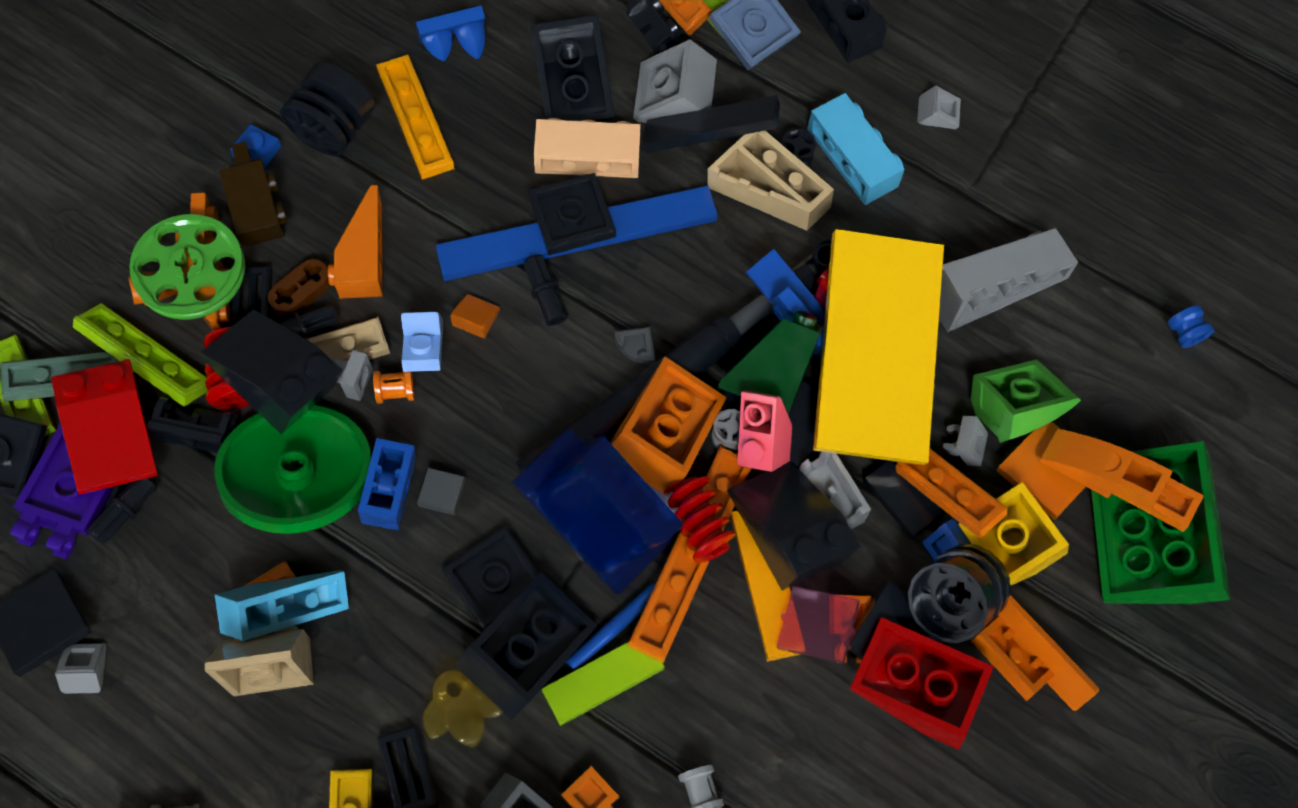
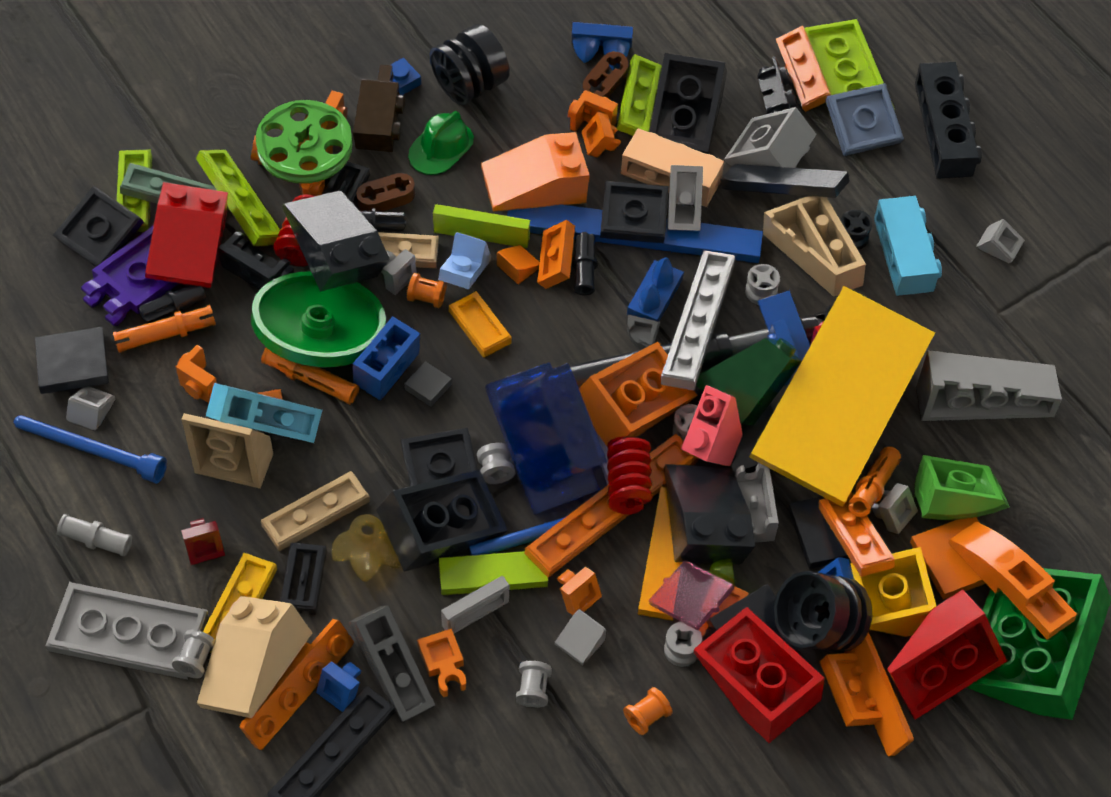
camera: 25 degrees right, 10 degrees down
(125, 543) = (164, 328): none -> orange pin
(183, 714) = (150, 467): none -> blue piece
(189, 592) = (192, 376): none -> orange bracket
(280, 778) = (202, 541): none -> dark red tile
(330, 535) = (314, 376): none -> orange pin
(331, 208) = (440, 144): none -> green piece
(359, 253) = (448, 178): orange slope -> none
(385, 687) = (315, 511): none -> tan tile
(415, 117) = (540, 92): light orange tile -> none
(419, 289) = (481, 225): none -> lime tile
(453, 209) = (538, 174): none -> orange slope
(465, 400) = (480, 324): none -> light orange tile
(467, 69) = (600, 73): none -> reddish brown beam
(479, 112) = (587, 106): none -> orange bracket
(497, 139) = (599, 135): none -> orange tile
(511, 292) = (556, 254): none -> orange plate
(517, 80) = (639, 95): none -> lime tile
(553, 556) = (495, 463): none -> light grey wheel
(604, 728) = (476, 605): none -> light grey tile
(619, 181) = (685, 197): none -> light grey slope
(629, 294) = (656, 291): none -> blue tile
(692, 315) = (698, 320): none -> light grey tile
(701, 665) = (579, 590): none -> orange tile
(724, 715) = (581, 637): none -> light grey slope
(728, 239) = (758, 277): none -> light grey wheel
(825, 686) = (679, 652): none -> light grey wheel
(828, 769) = (647, 711): none -> orange bush
(834, 581) = (724, 570): none -> clear neon green hinge
(944, 451) = (871, 487): none -> orange pin
(1094, 584) = (945, 654): none -> red slope

